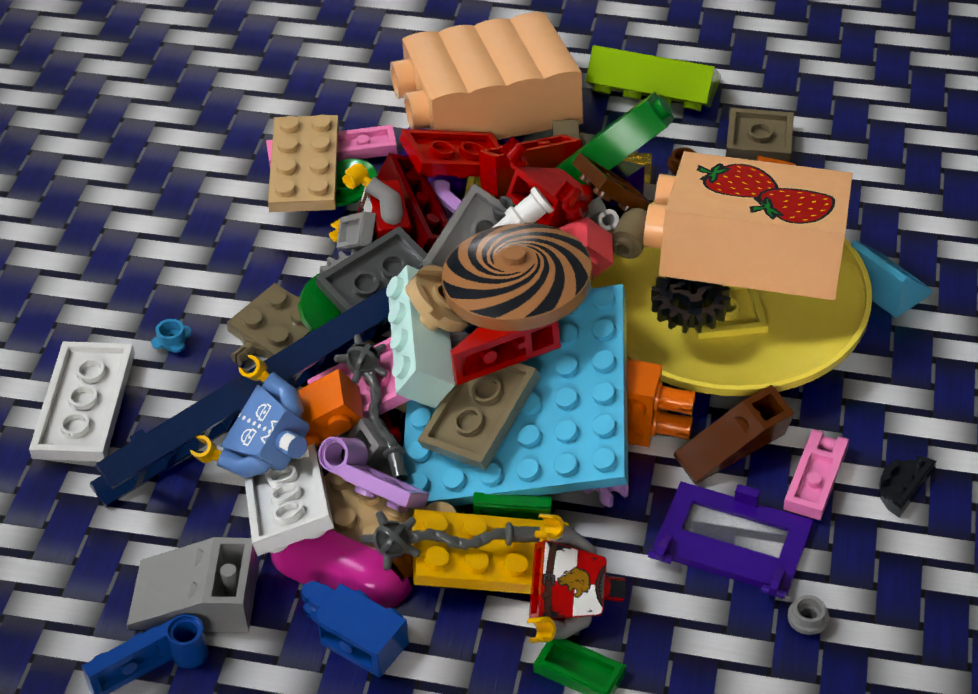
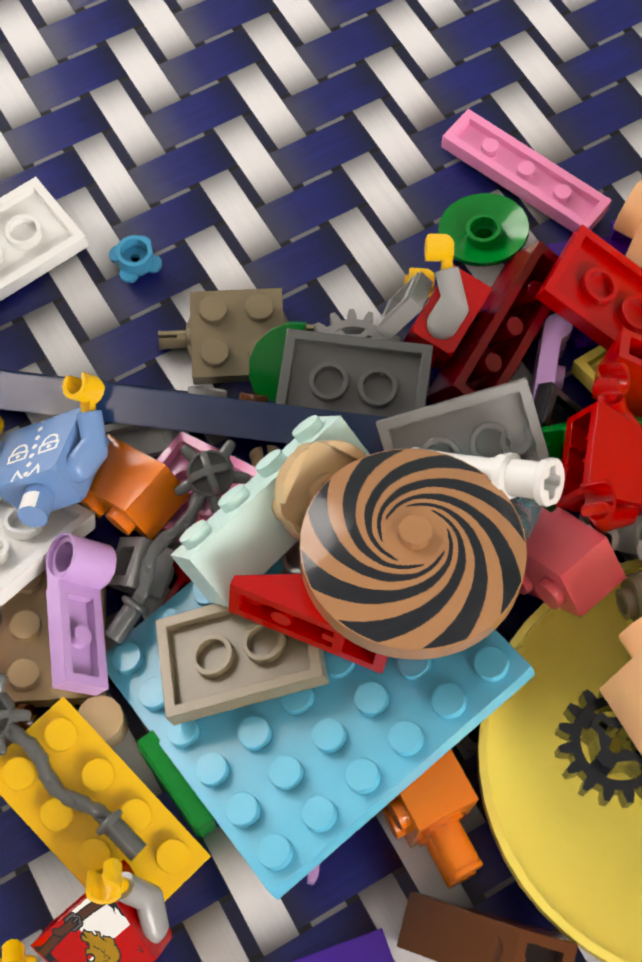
camera: 45 degrees right, 20 degrees up
(304, 163) = (467, 169): tan plate -> none

